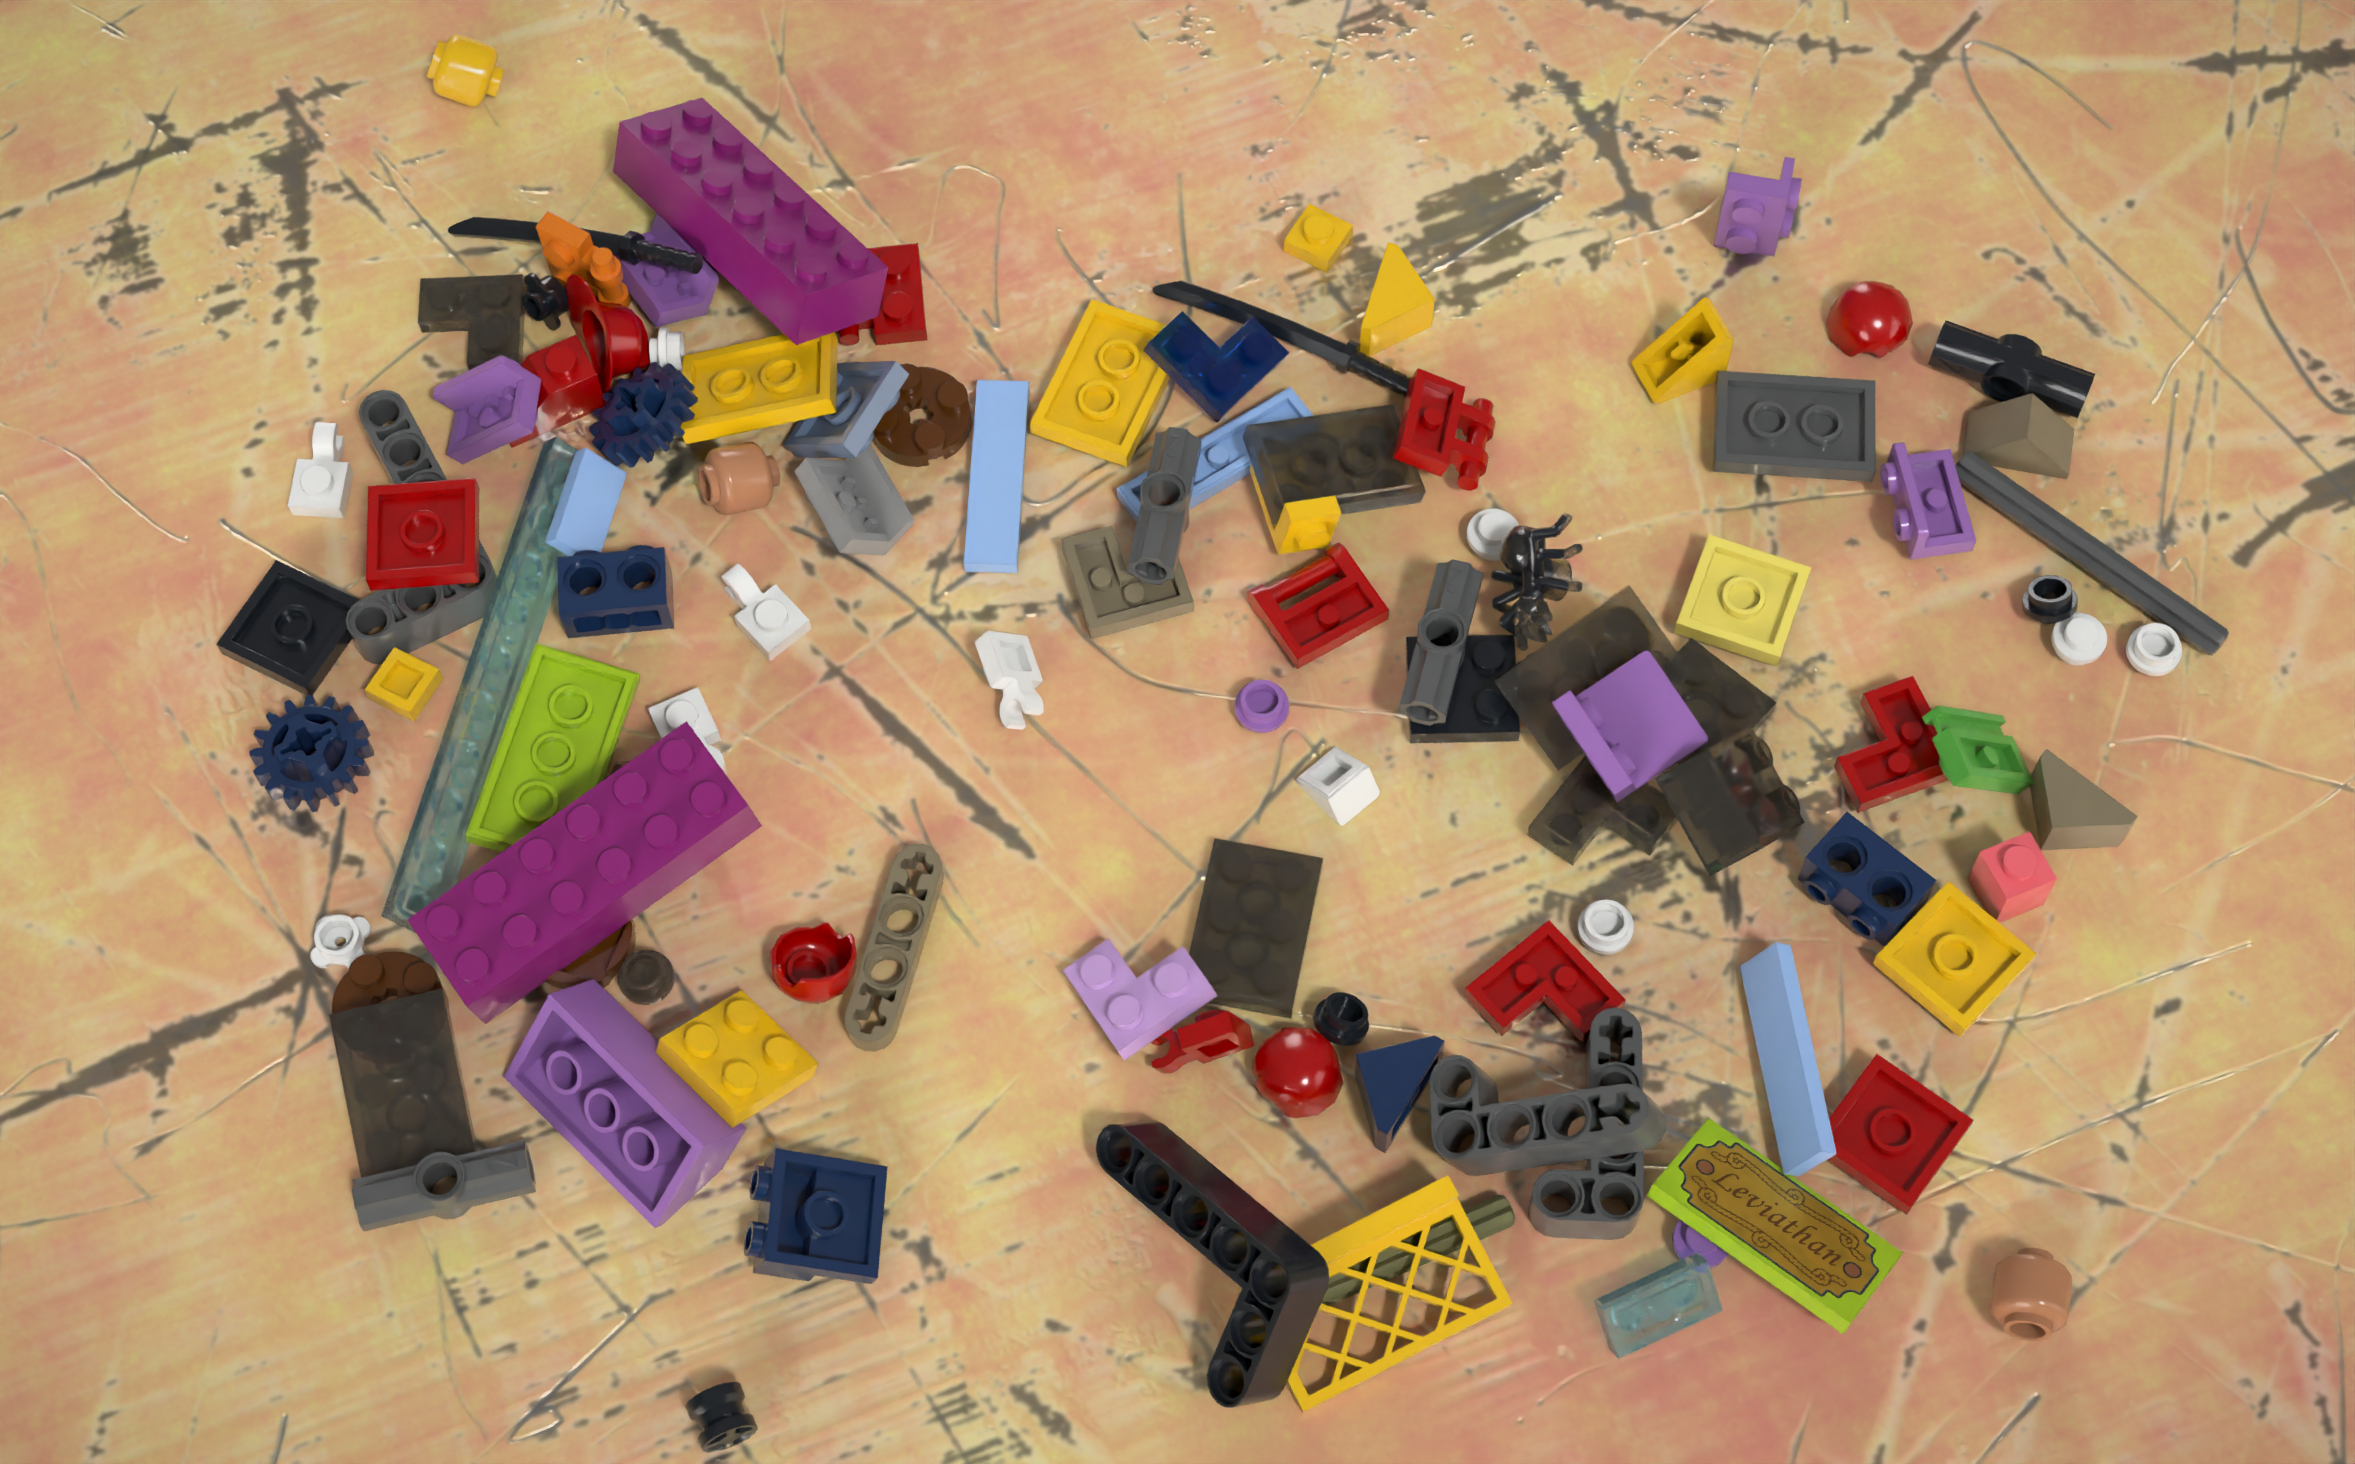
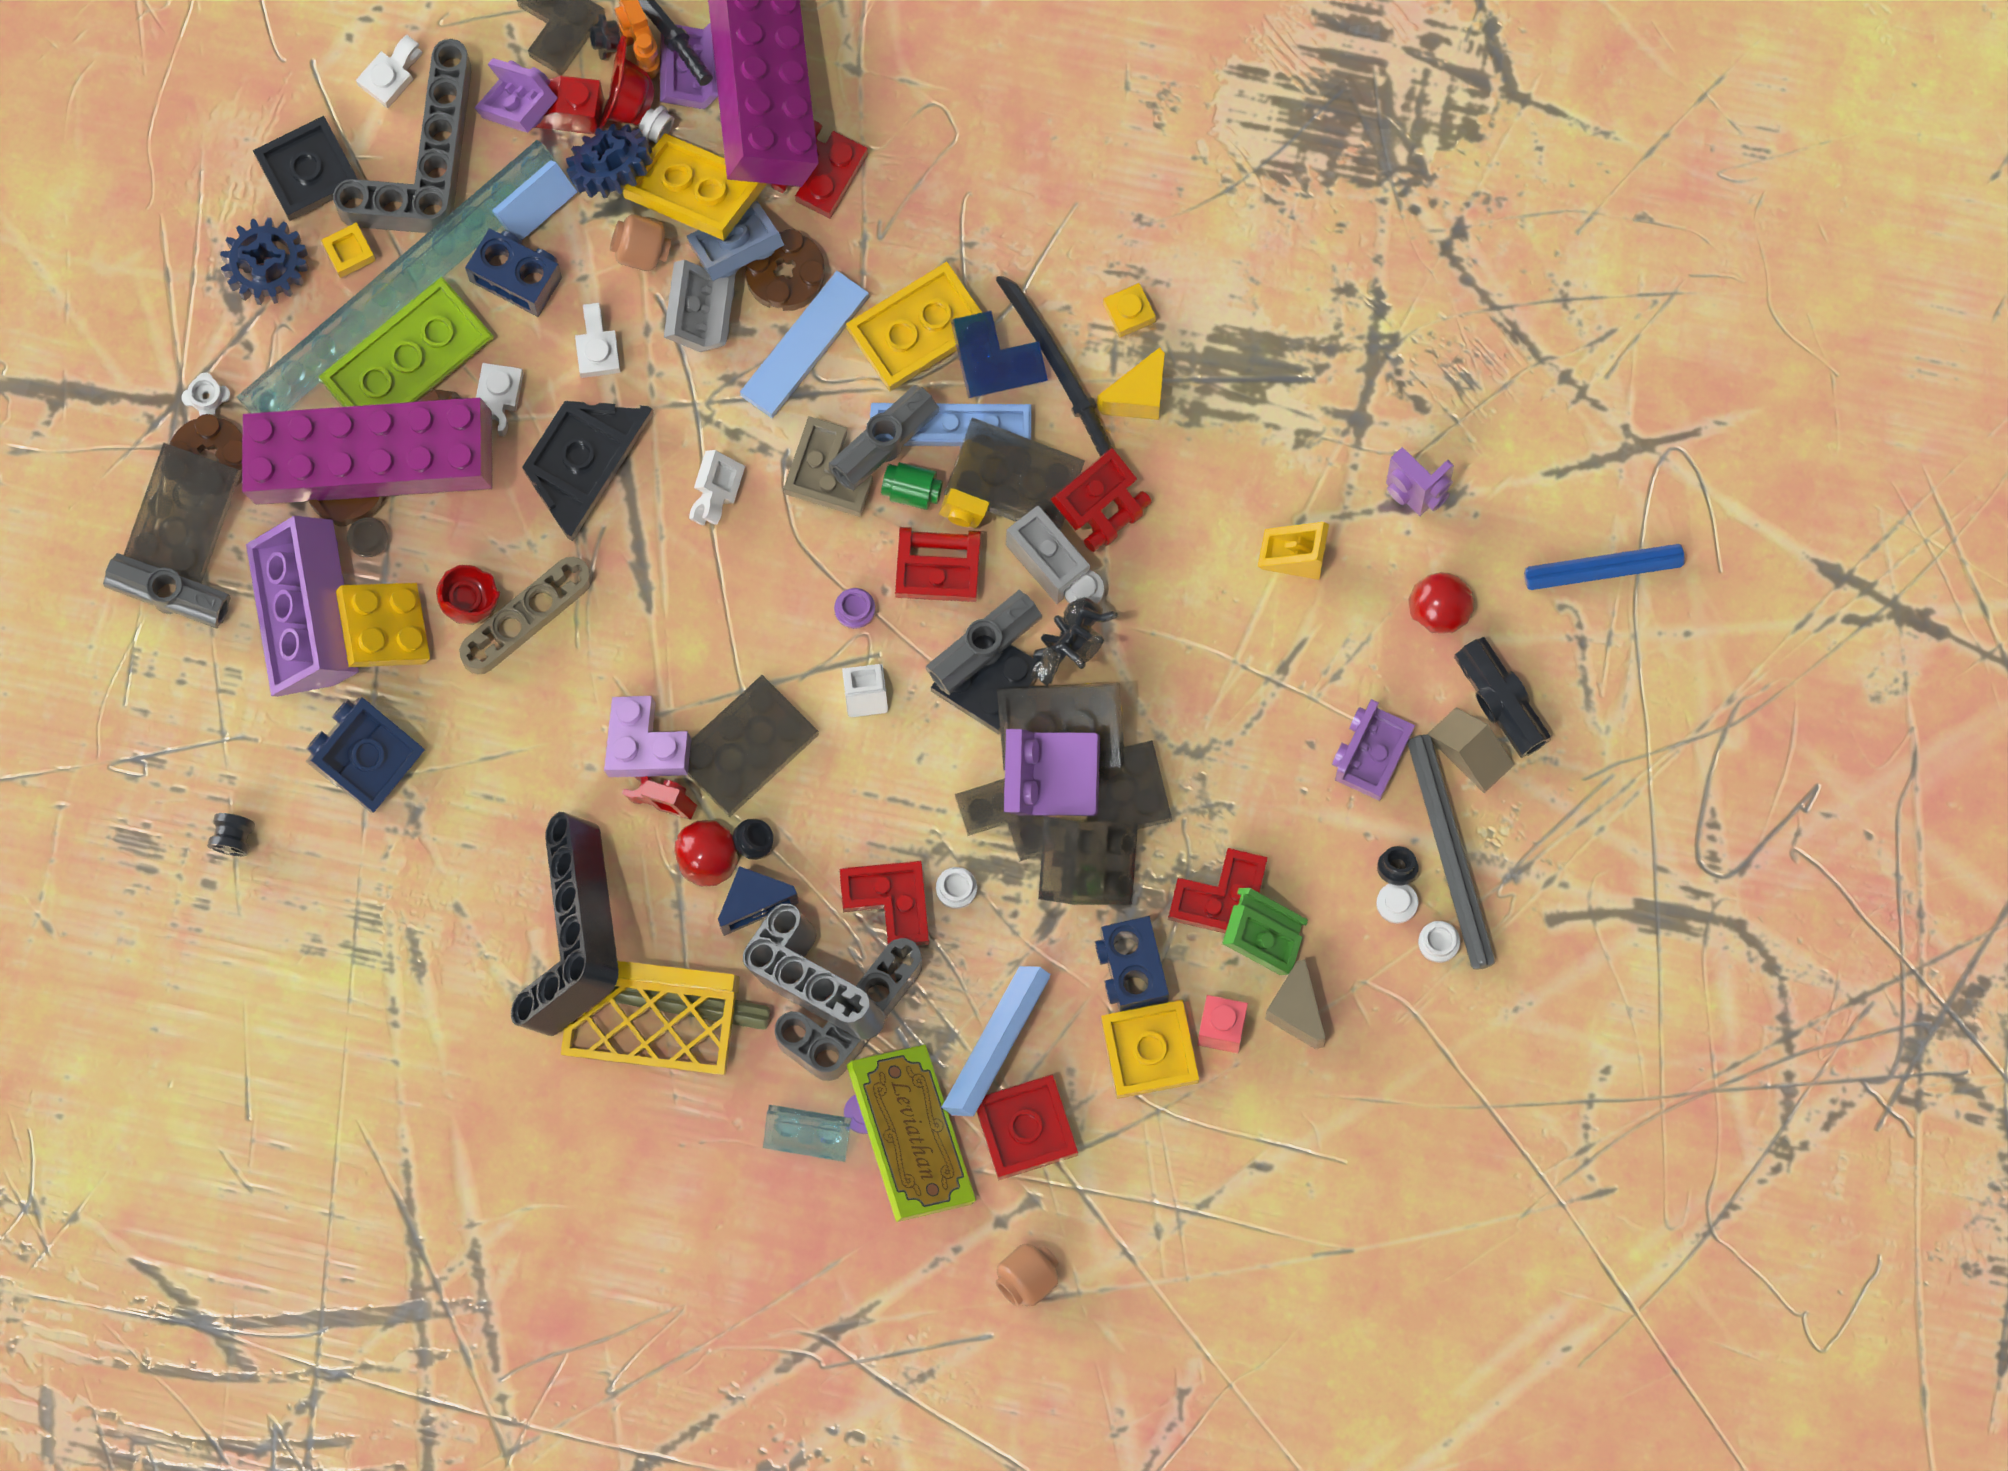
camera: 35 degrees right, 10 degrees up
(423, 534) = (415, 161): red plate -> none
(835, 739) = (581, 457): none -> black wing
(1228, 541) = (911, 485): none -> green brick
(1429, 518) = (1045, 553): none -> light grey panel
(1742, 600) = (1204, 737): light yellow plate -> none
(1794, 426) = (1331, 643): dark grey plate -> none
(1999, 188) = (1604, 566): none -> blue axle

